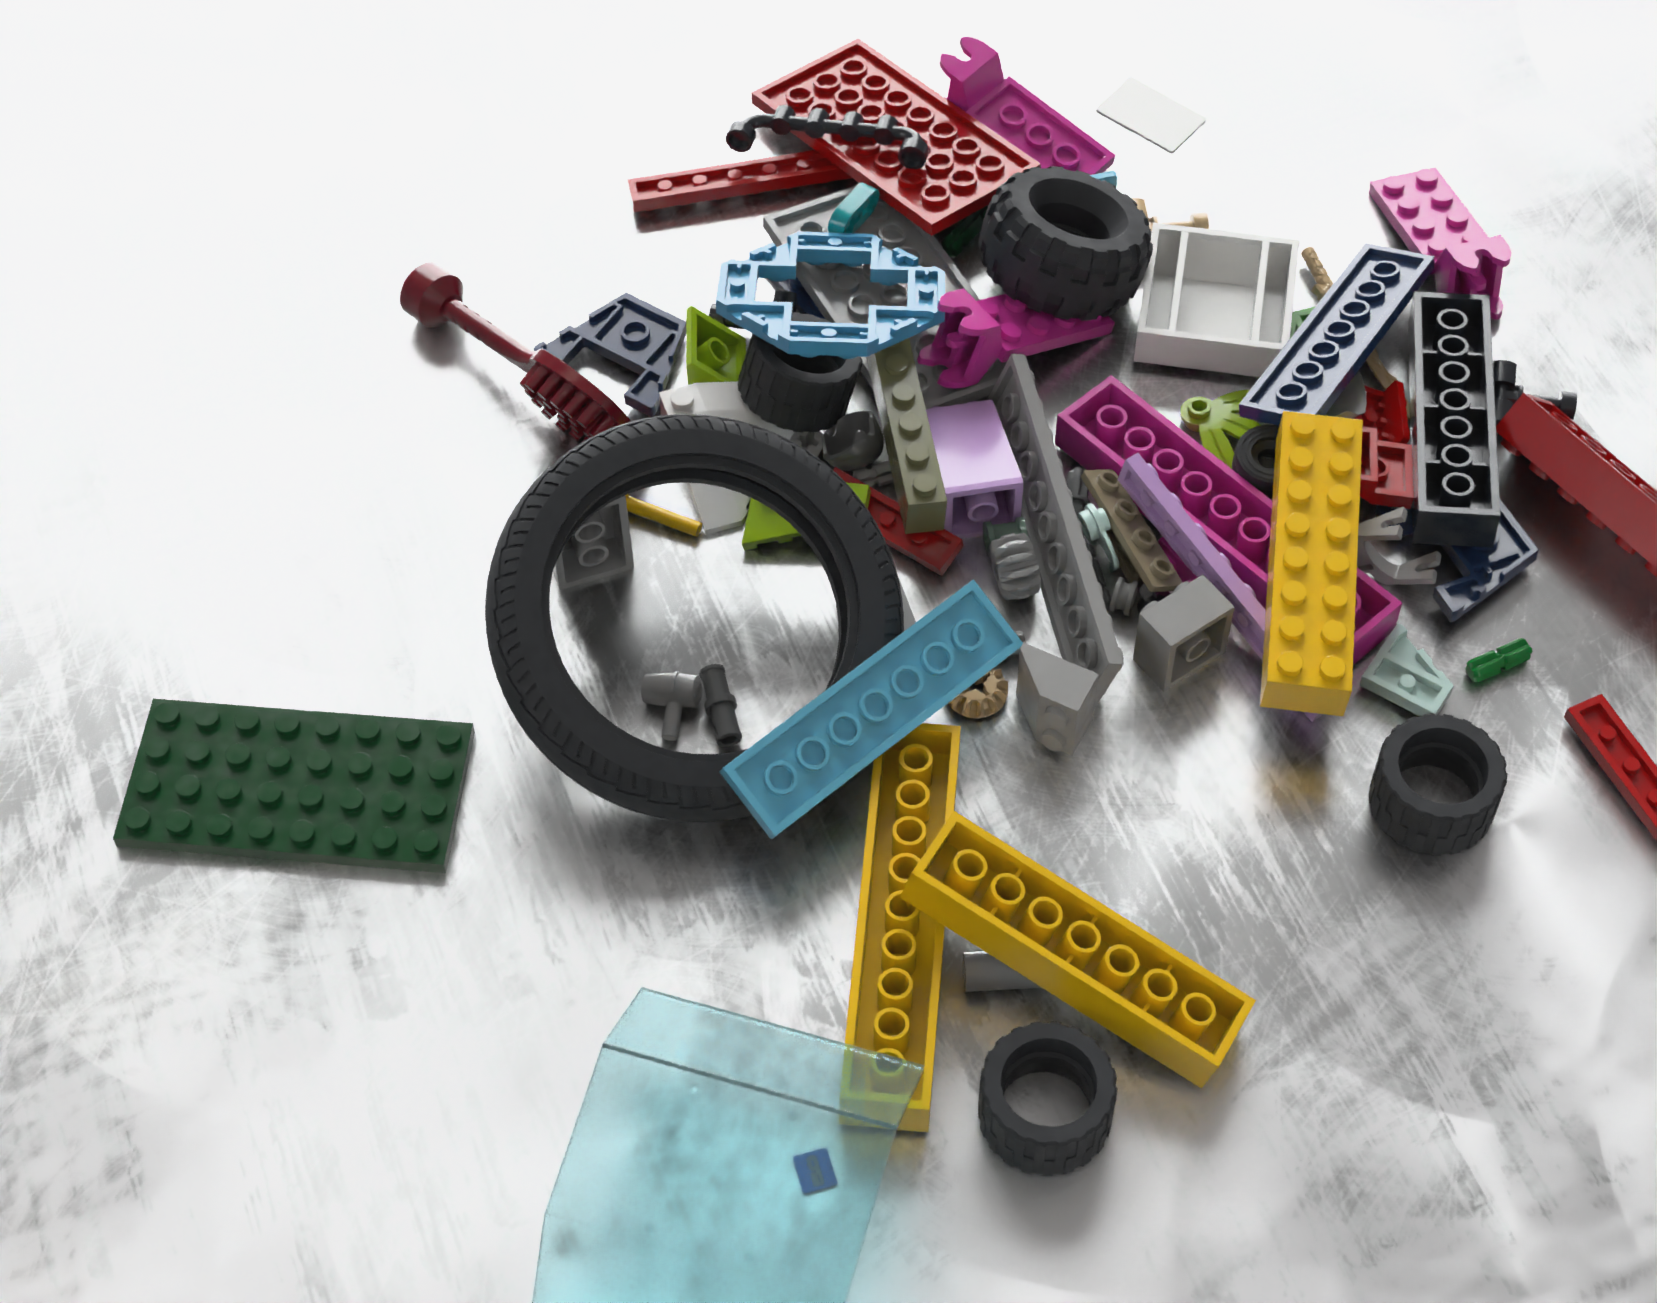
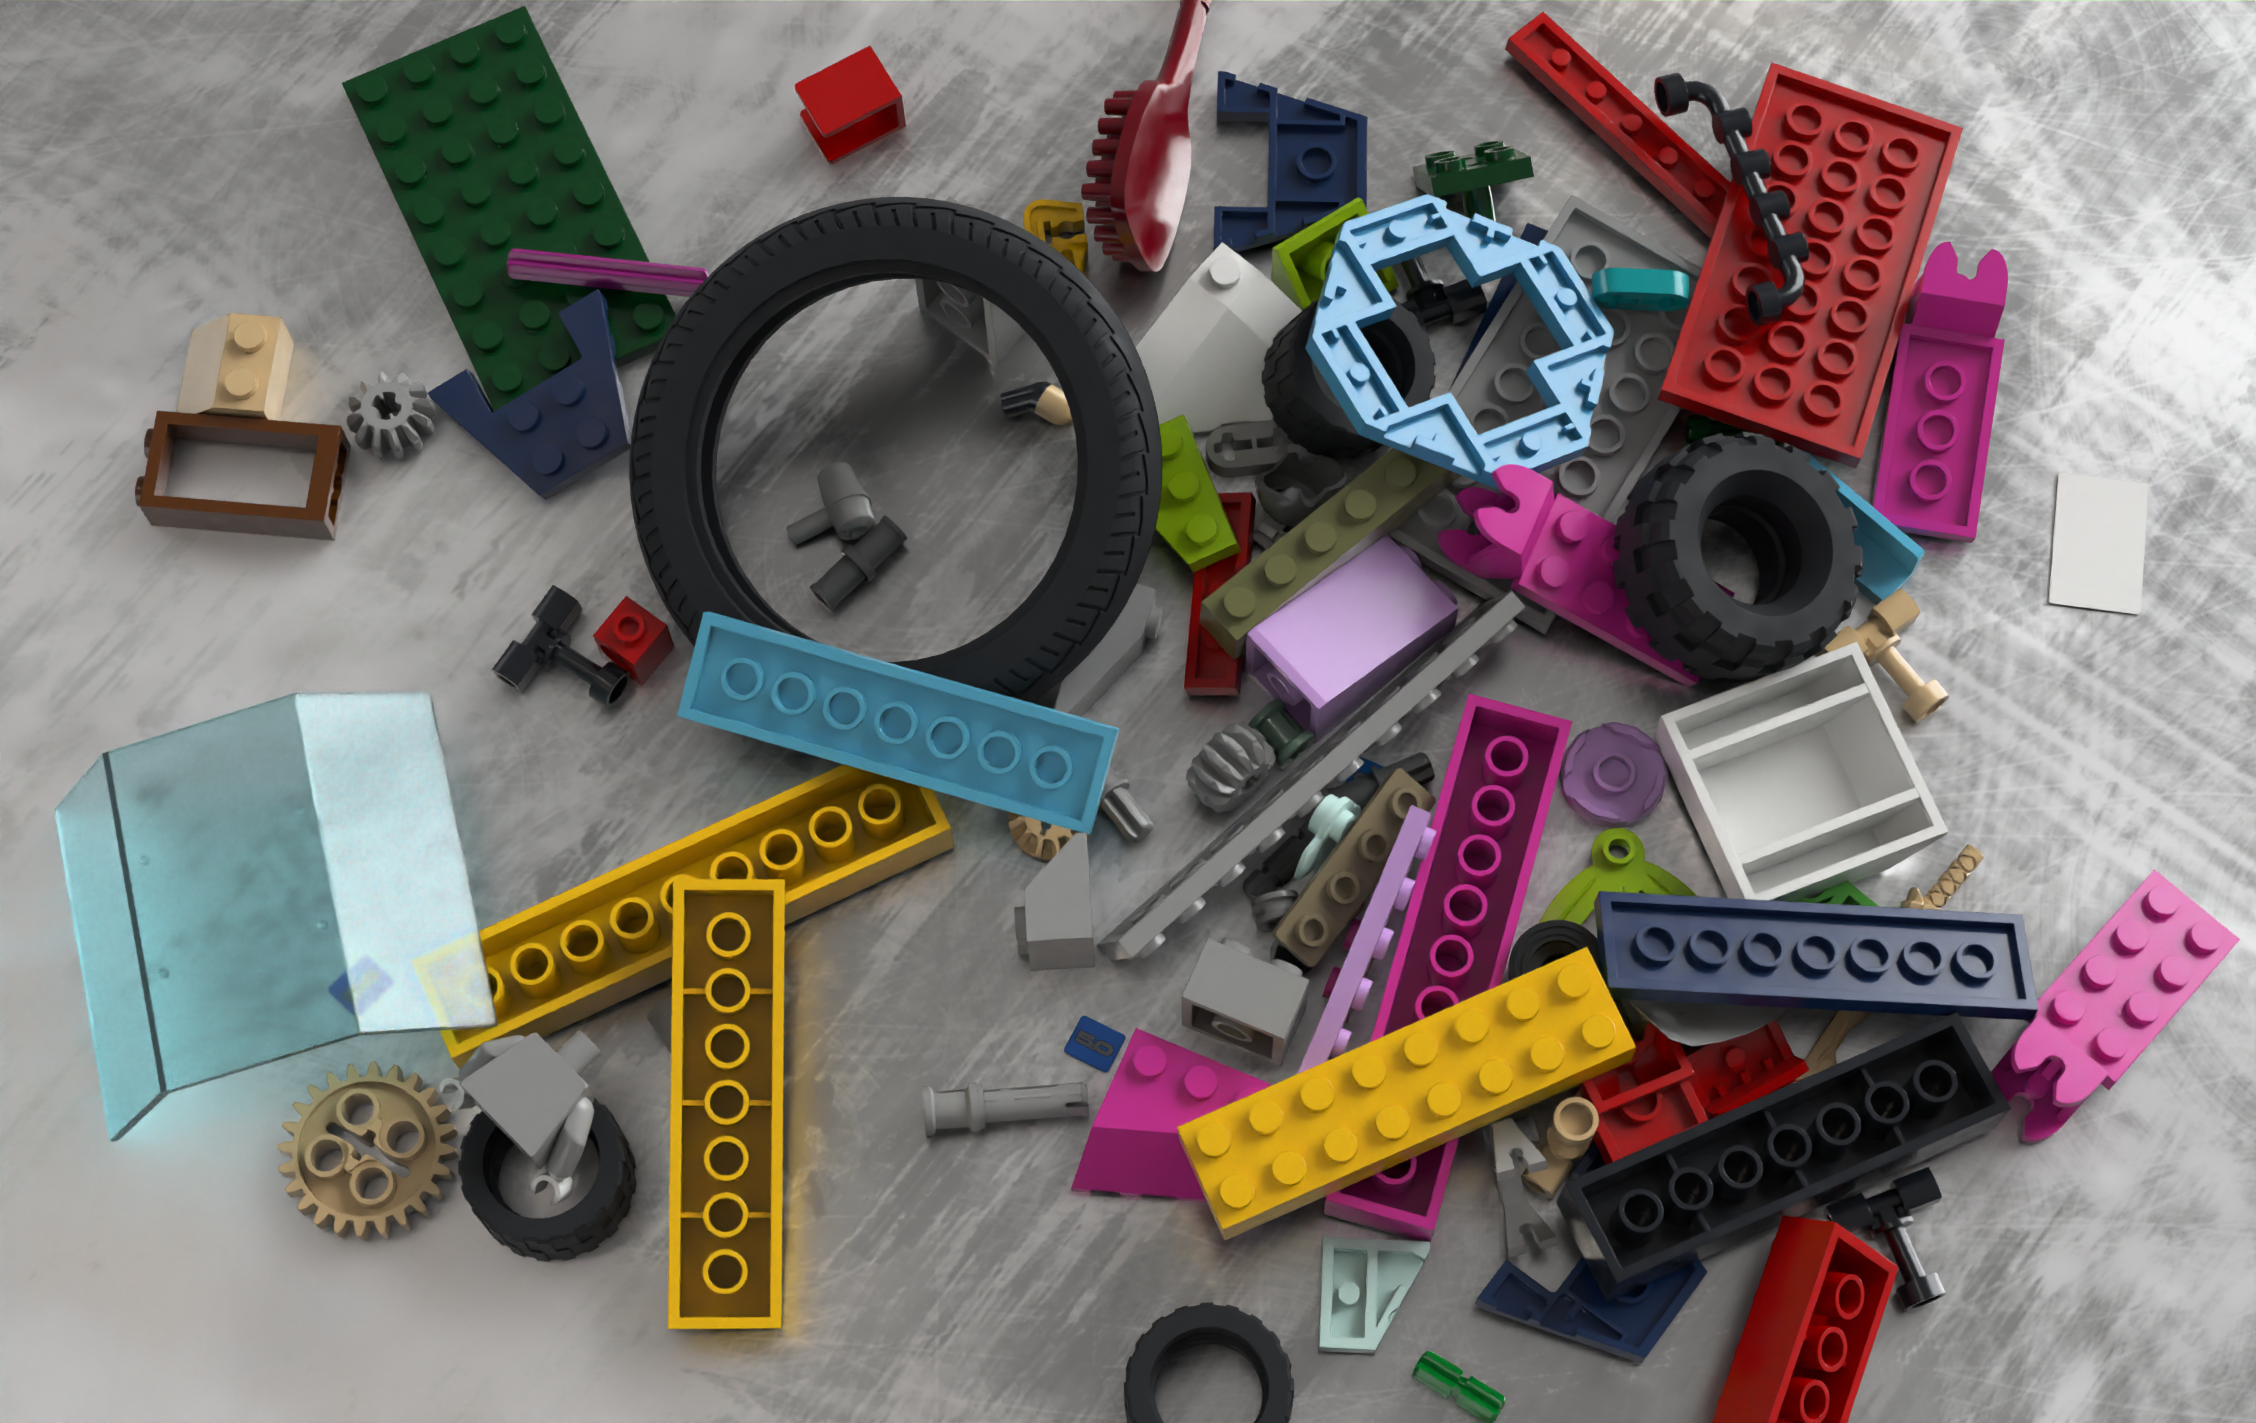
camera: 60 degrees right, 15 degrees up
(282, 1017) = (237, 367): none -> tan slope
(392, 546) = (850, 105): none -> red piece
(396, 929) = (399, 430): none -> light grey gear
(401, 738) = (604, 272): none -> magenta axle
(406, 988) = (325, 489): none -> reddish brown window
(486, 827) = (561, 424): none -> dark blue wing
(644, 916) = (549, 646): none -> black bar
(683, 548) = (1039, 398): none -> arm
(683, 859) = (634, 640): none -> red brick
(707, 254) = (1473, 174): none -> dark green plate
(974, 1252) = (340, 1192): none -> tan gear
(1005, 1057) = (534, 1100): none -> light grey torso
(1146, 744) = (1094, 1044): none -> blue sticker
(1153, 384) = (1613, 775): none -> lavender tile
(1154, 824) = (976, 1106): none -> light grey pin
(1225, 727) = (1135, 1133): none -> dark pink wedge
(1379, 491) = (1567, 1139): none -> tan bar

